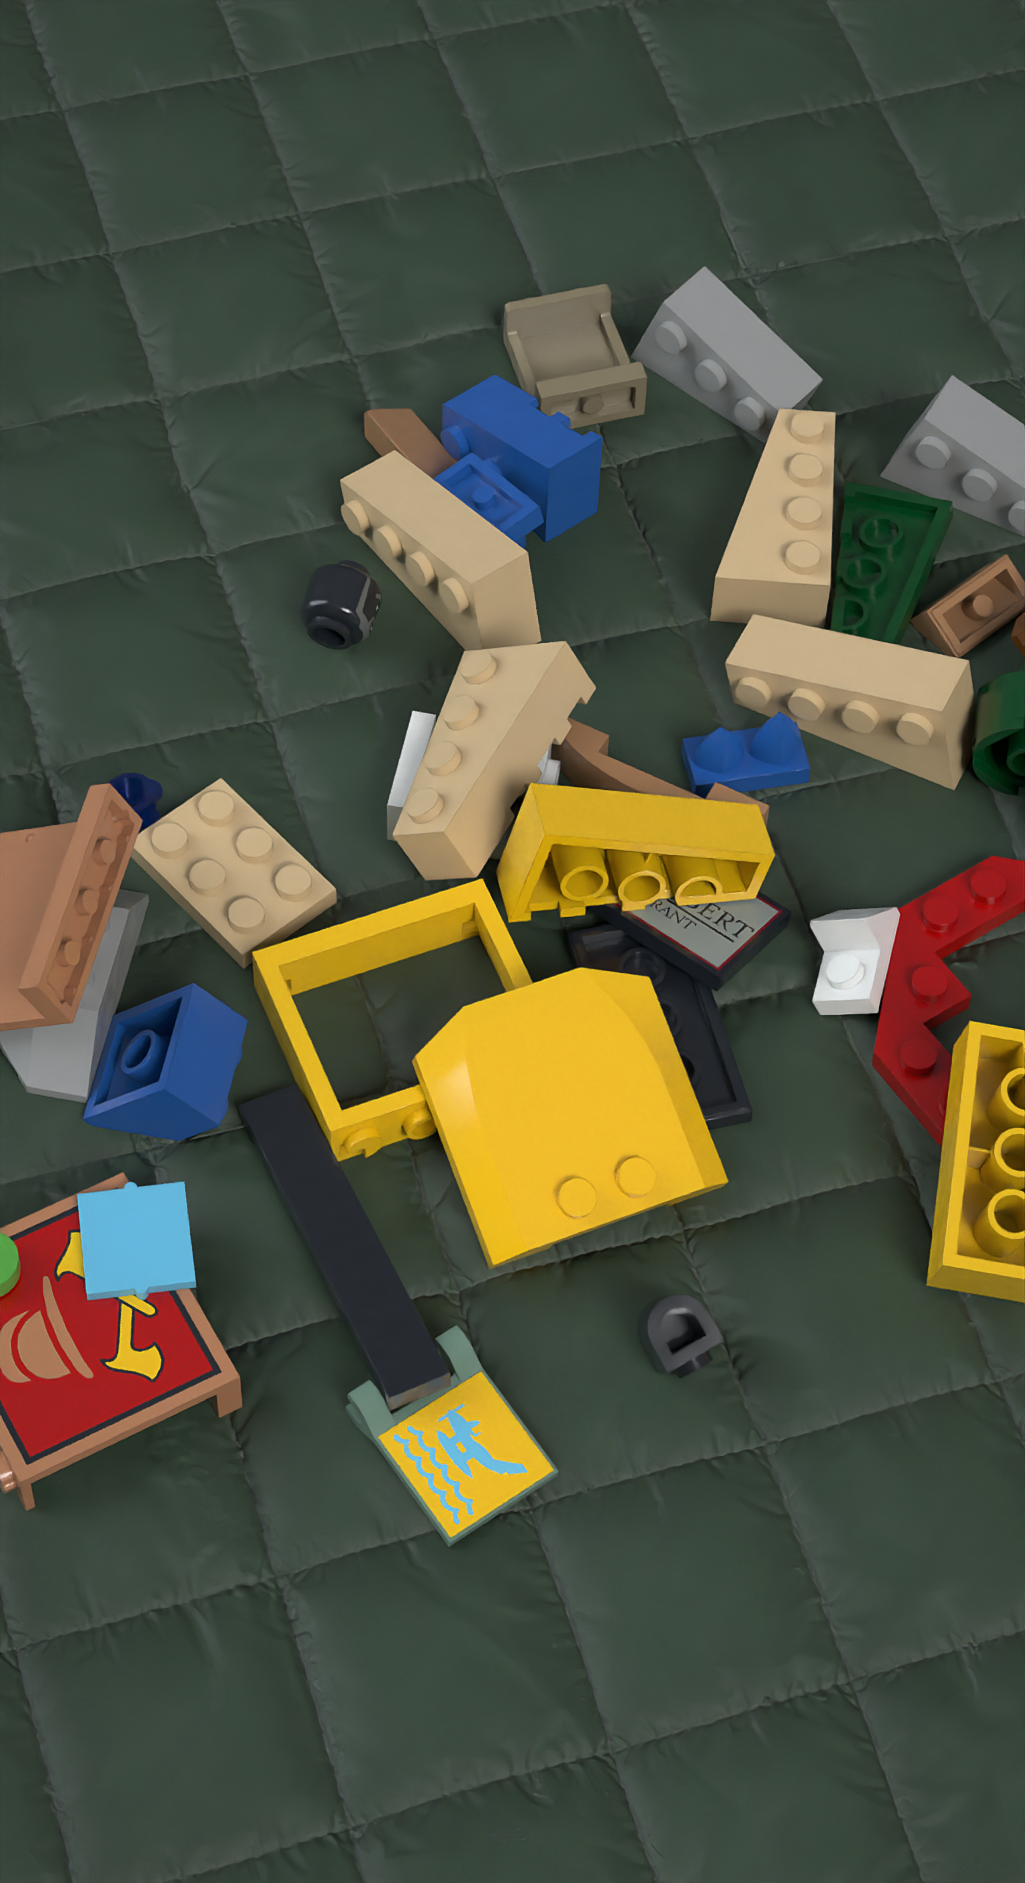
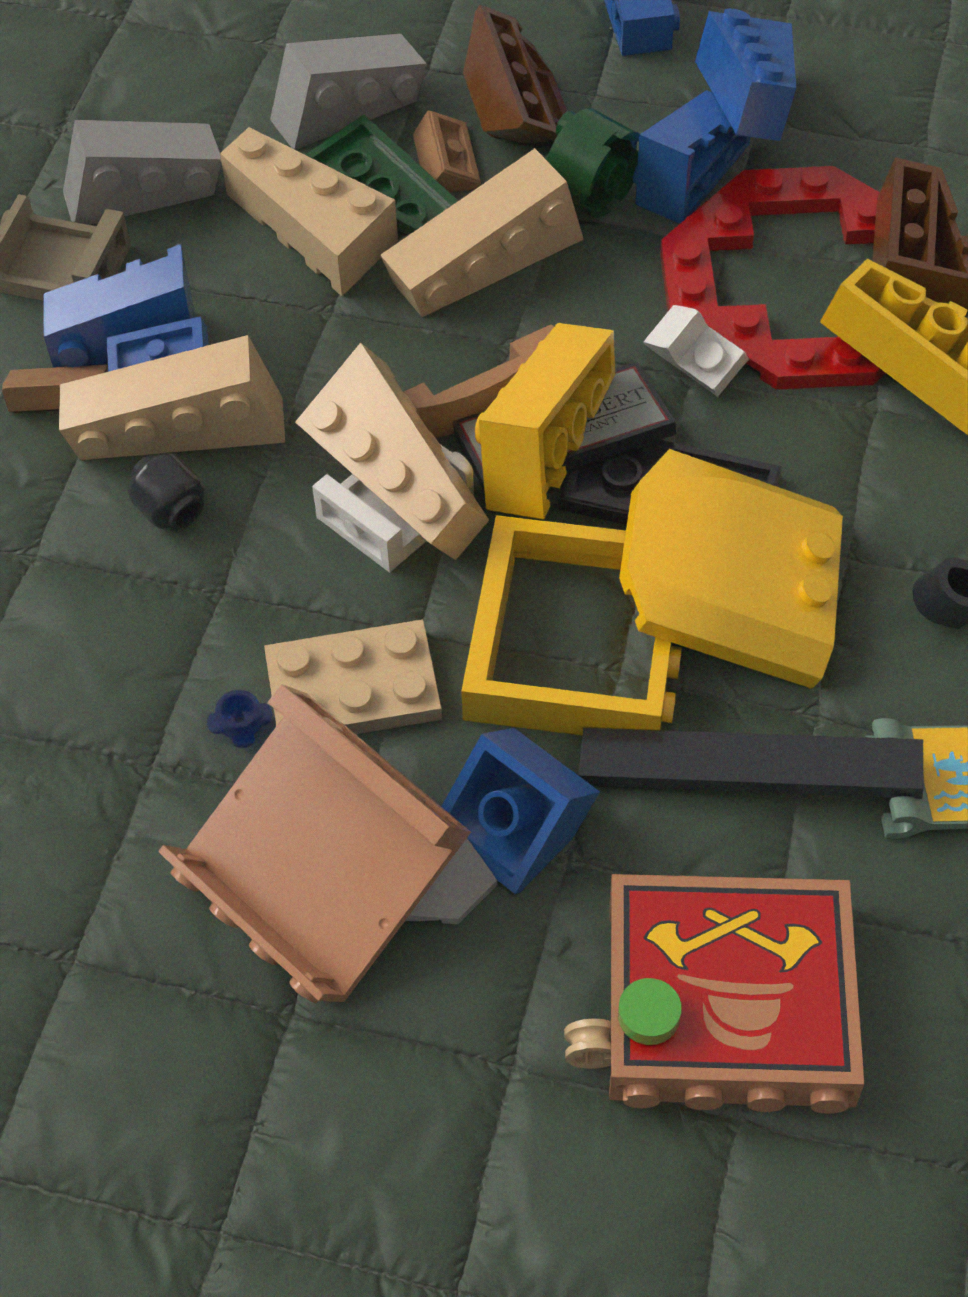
camera: 55 degrees left, 0 degrees up
(136, 1241) = (685, 893): medium azure piece -> none
(747, 757) = (481, 328): blue tile -> none

